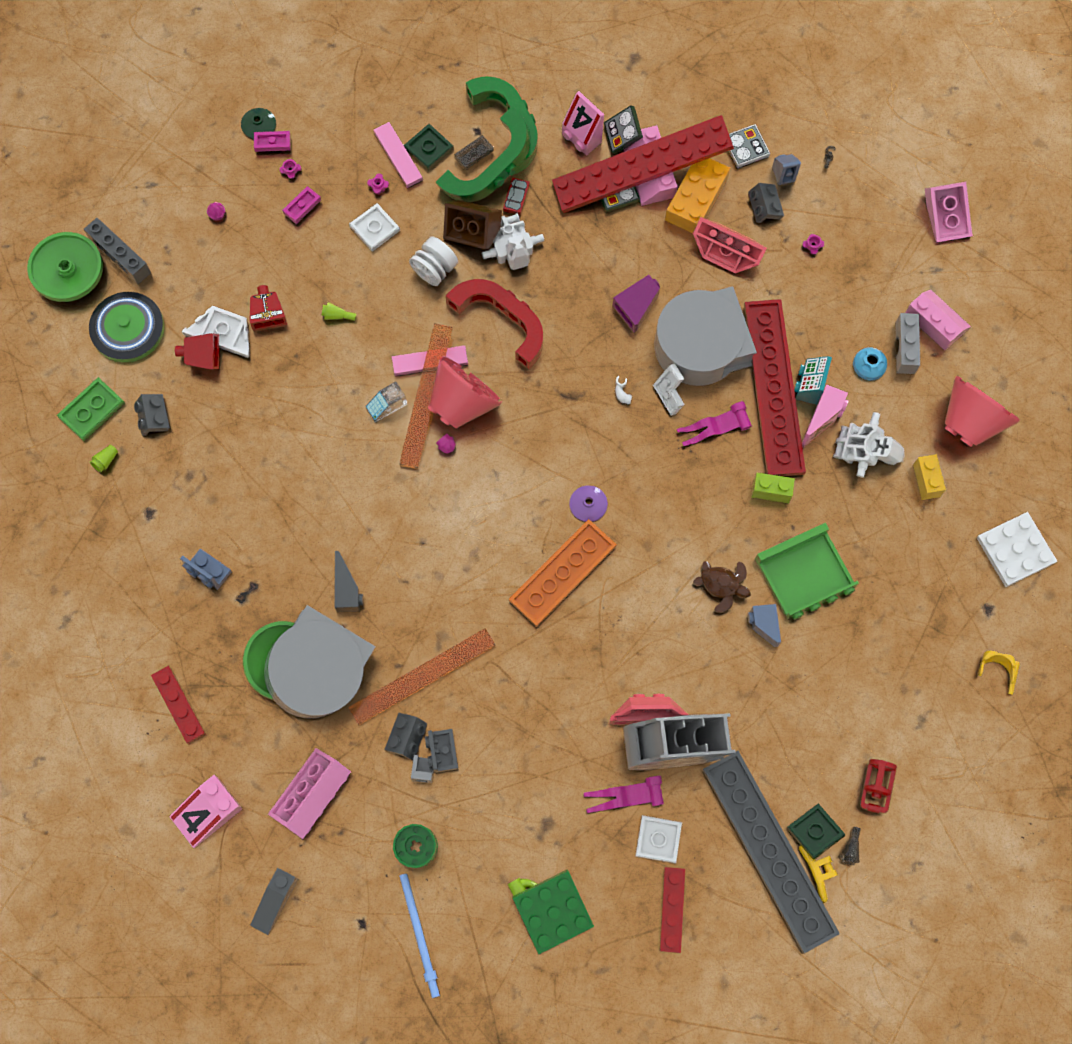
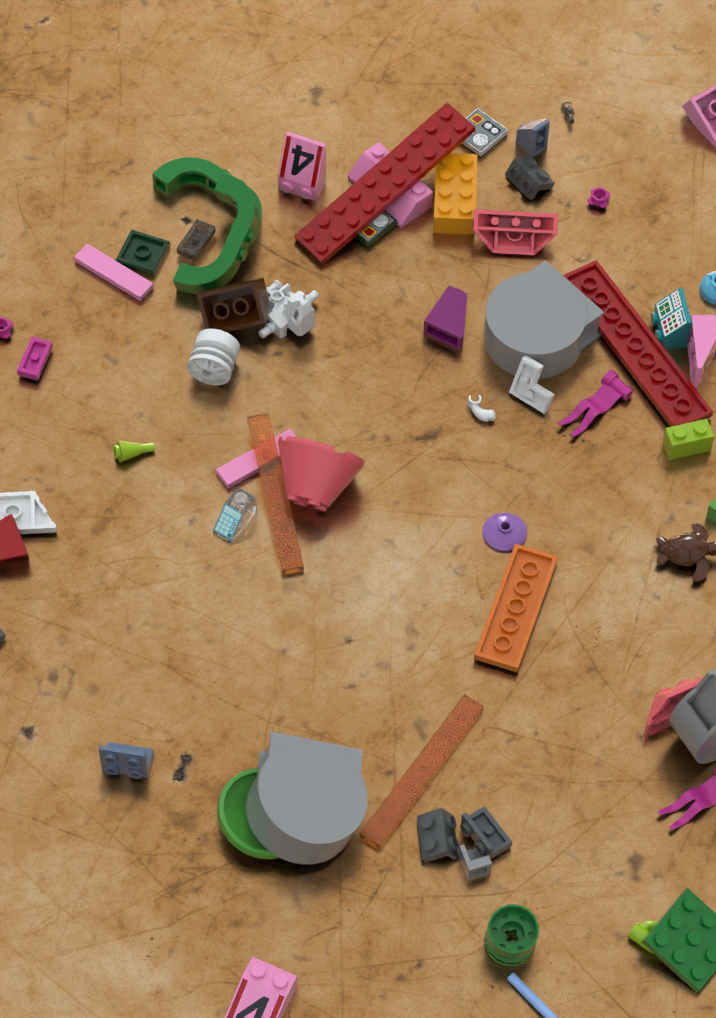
camera: 25 degrees left, 15 degrees down
(178, 704) = (167, 911): red plate -> none
(266, 310) = (53, 475): red torso -> none
(309, 793) = (364, 935): bright pink slope -> none
(346, 591) = (291, 713): dark grey slope -> none
(374, 227) = (126, 352): white tile -> none
(378, 188) = (110, 312): dark pink plate -> none
(446, 444) = (323, 531): dark pink plate -> none
(505, 300) = (316, 372): red arch -> none
(516, 196) = (264, 264): tile -> none
(623, 129) = (345, 160): tile -> none

